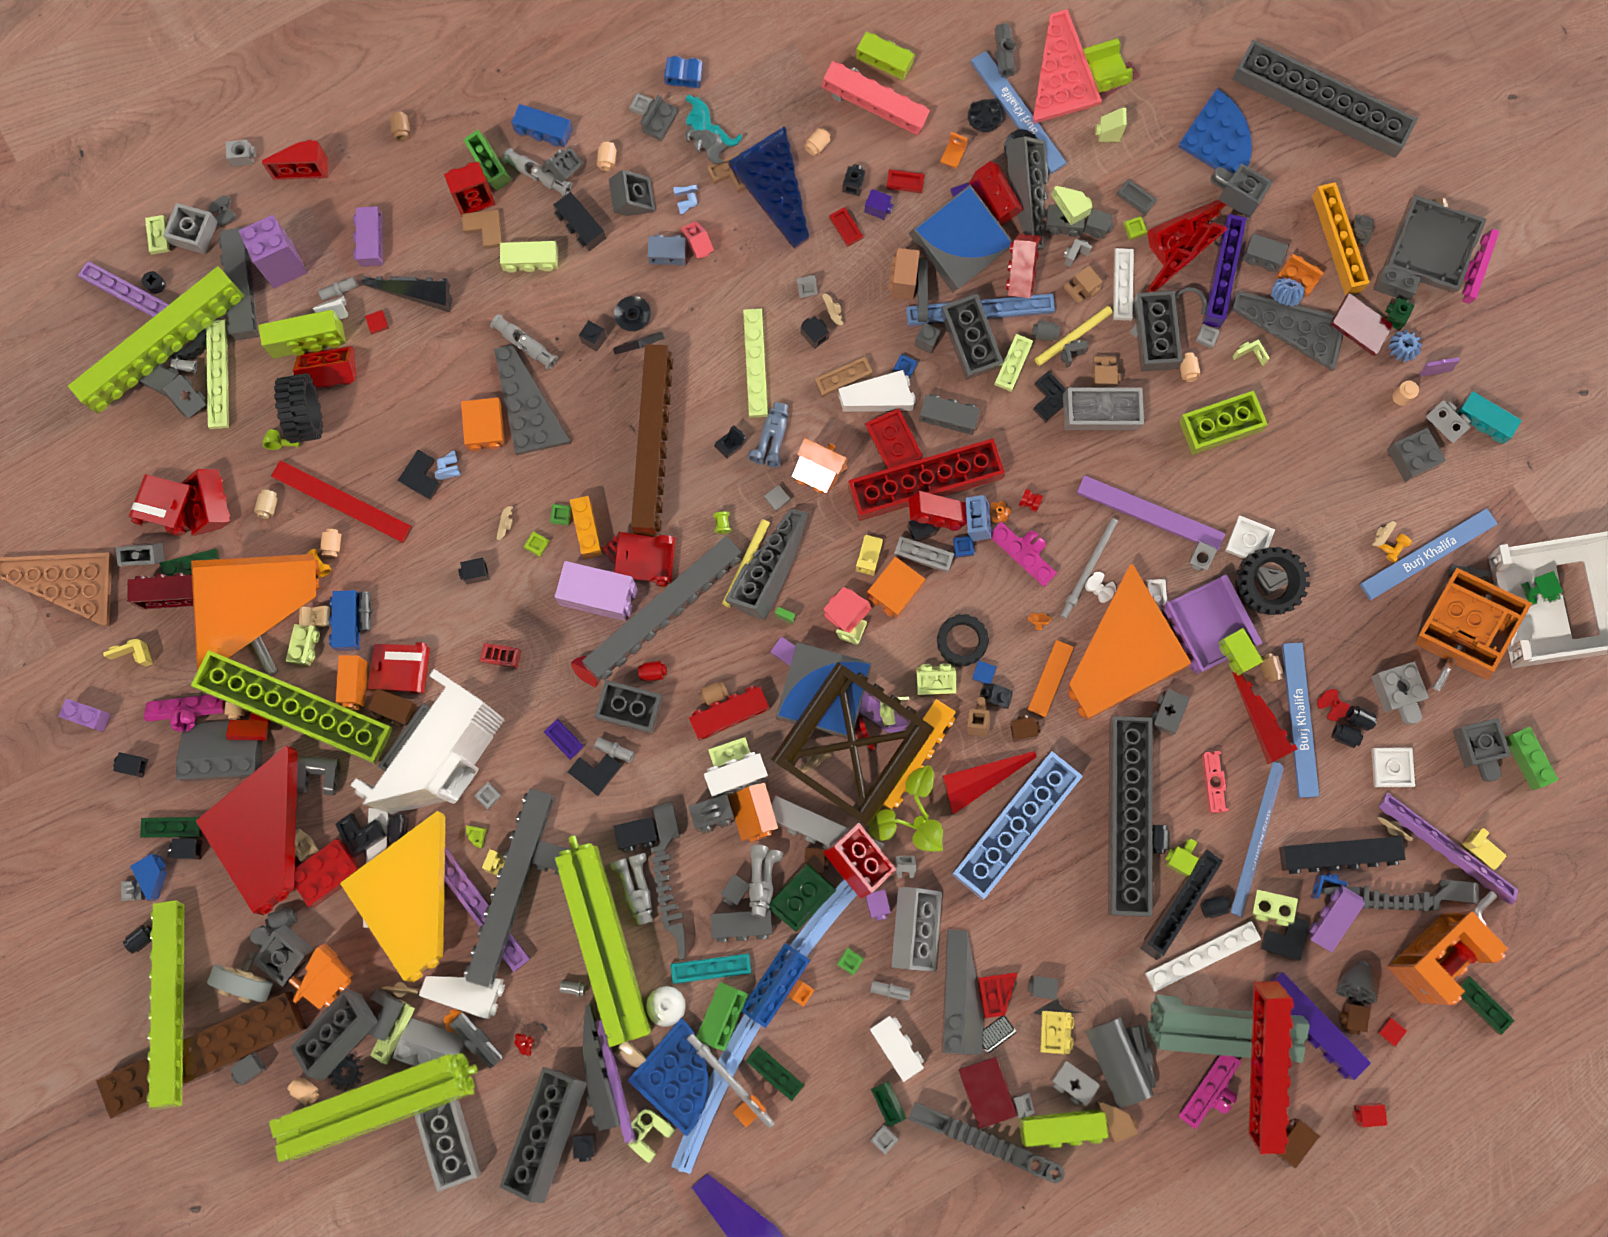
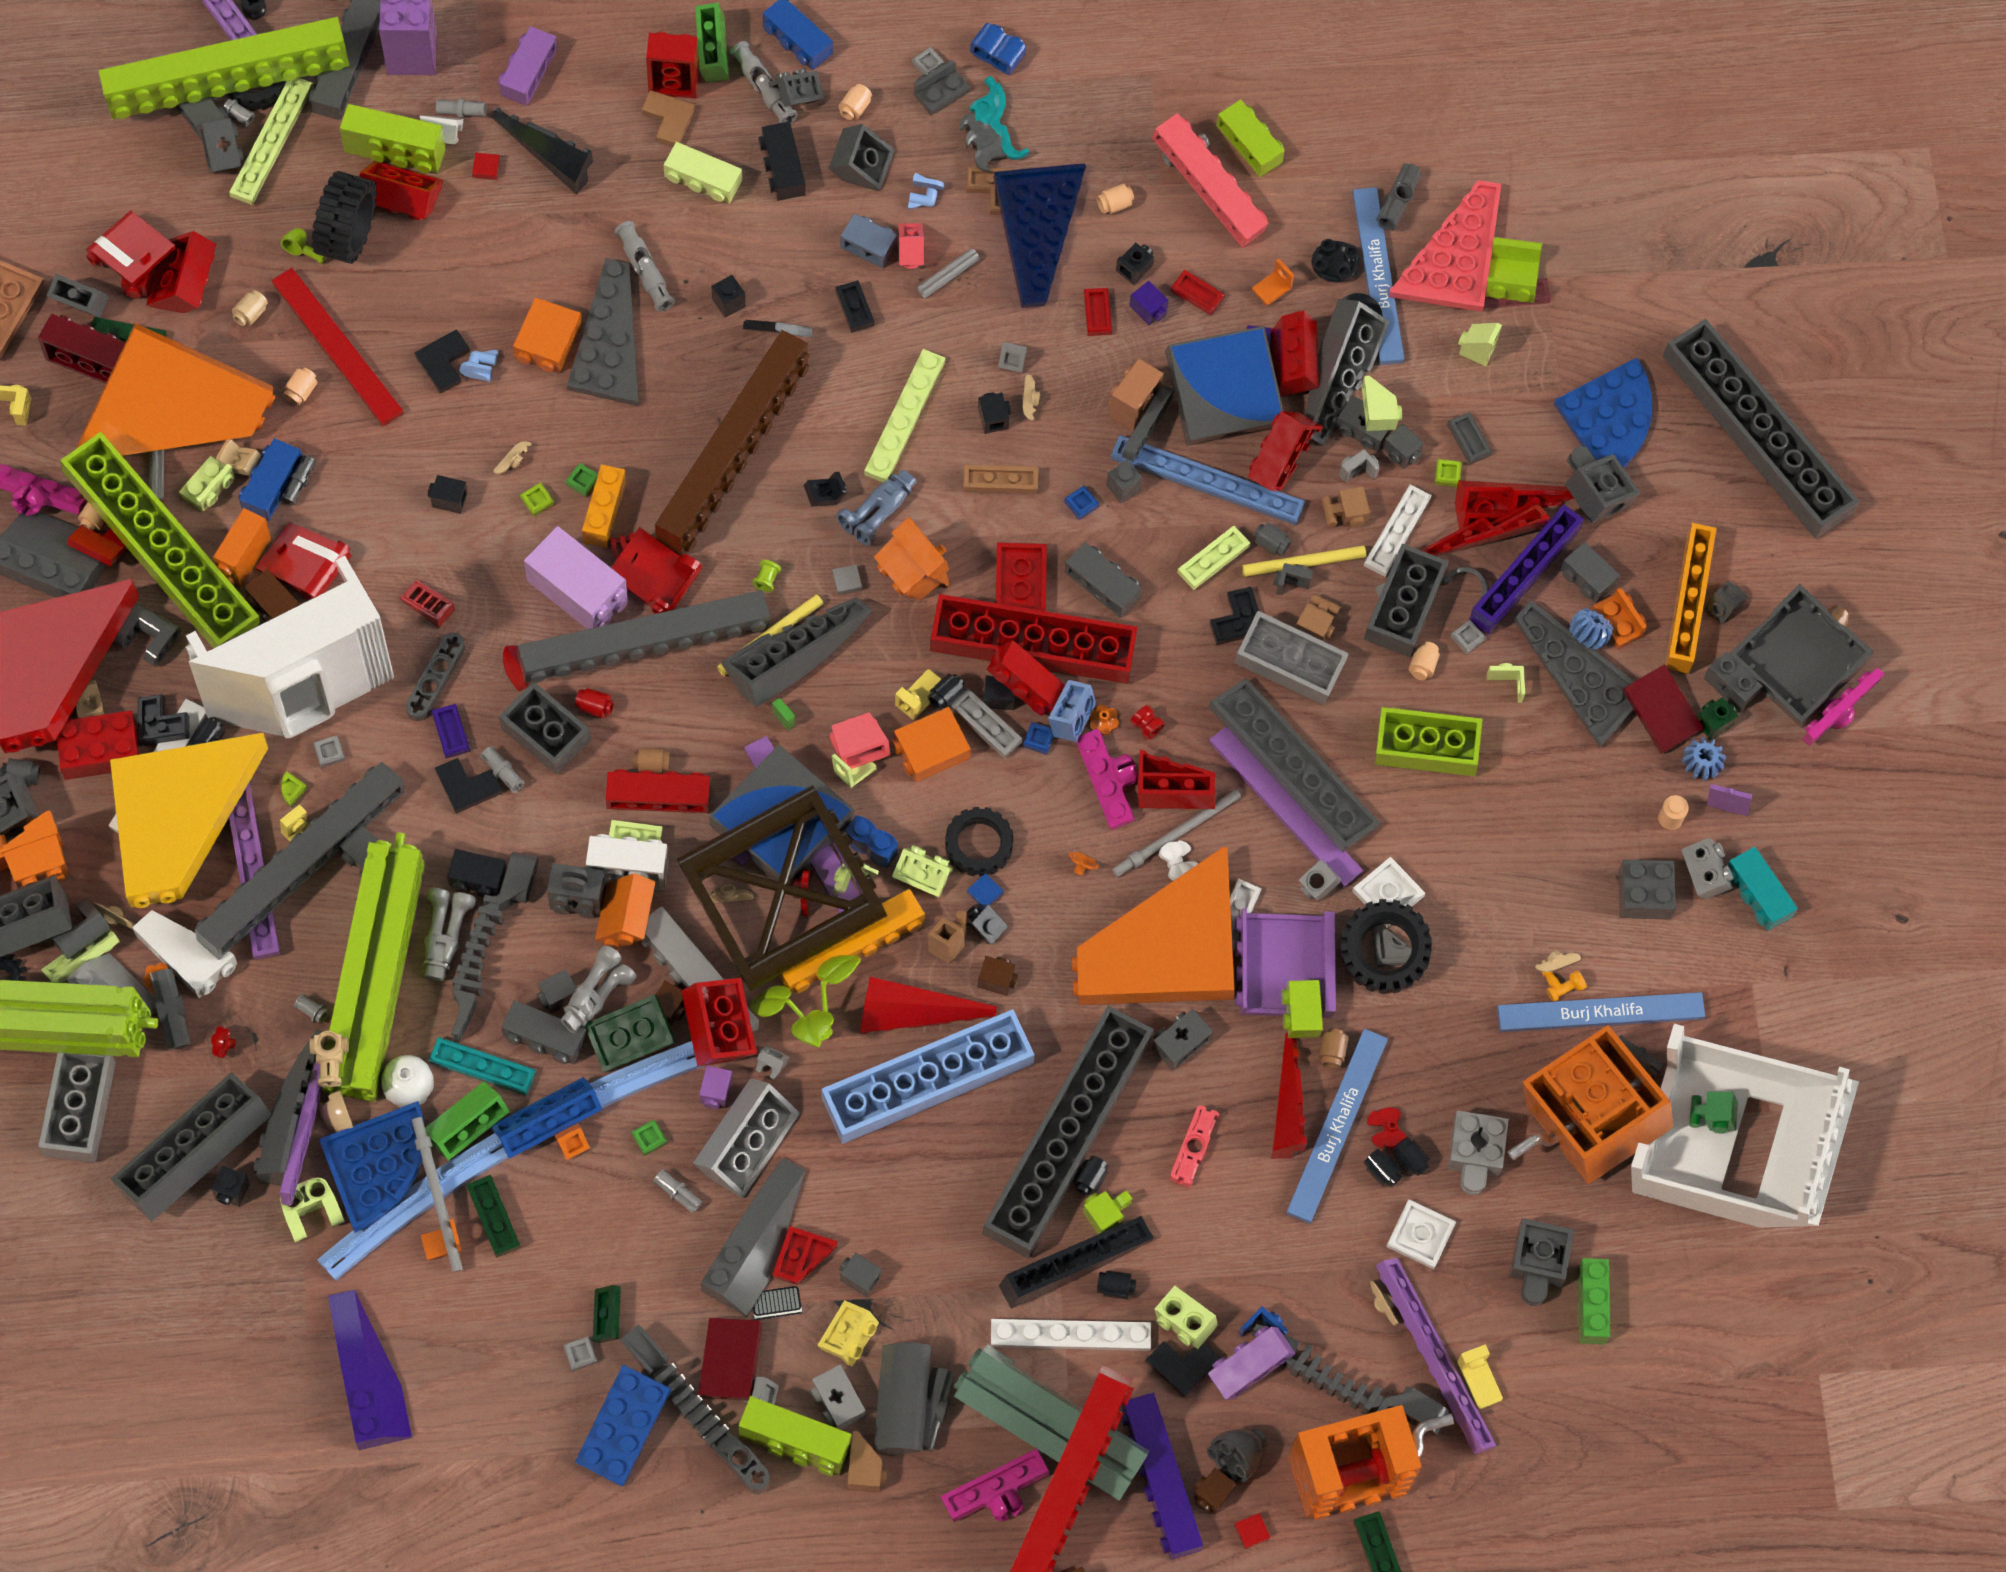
camera: 20 degrees right, 10 degrees down
(324, 569) = (276, 411): light orange piece -> none
(536, 705) = (435, 676): none -> dark grey beam
(609, 1030) = (329, 1058): none -> tan connector
(629, 306) = (785, 284): black dish -> none
(681, 301) = (854, 306): none -> black plate
(732, 247) = (948, 273): none -> light grey axle
(878, 394) = (1030, 517): white slope -> none
(887, 546) = (946, 691): none -> black brick
(897, 677) = (877, 844): none -> blue brick
(897, 1047) = (651, 1257): white brick -> none
(942, 1179) = (623, 1425): none -> blue plate
(971, 336) = (1176, 502): dark grey brick -> none
(1050, 678) = (1060, 935): orange tile -> none
(1072, 536) = (1174, 785): none -> red wedge
(1143, 482) = (1294, 765): none -> dark grey plate
(1257, 840) = (1208, 1234): medium blue tile -> none
(1342, 853) = (1301, 1299): black brick -> none

